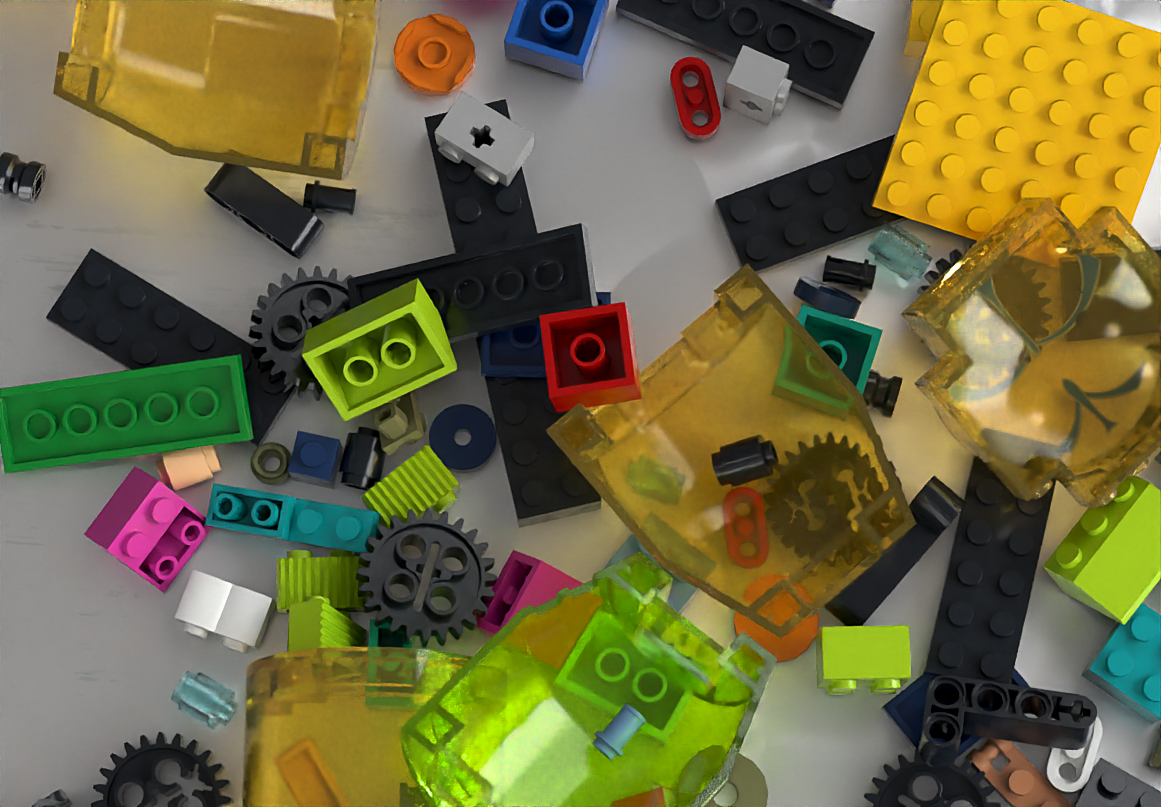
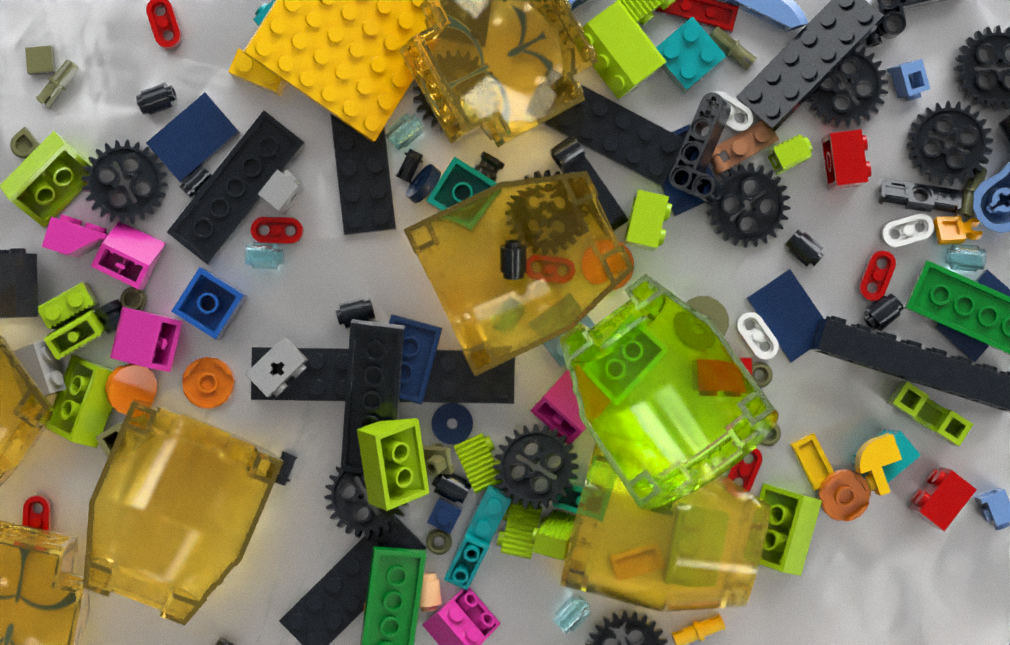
camera: 75 degrees left, 10 degrees up
(224, 611) = (522, 590): white brick -> none
(265, 208) = (283, 508): black beam -> none
(590, 357) = (432, 337): red brick -> none
(605, 246) = (355, 309): none -> black brick
(618, 732) = (658, 376): pin -> none
(651, 87) = (264, 255): none -> clear light blue brick

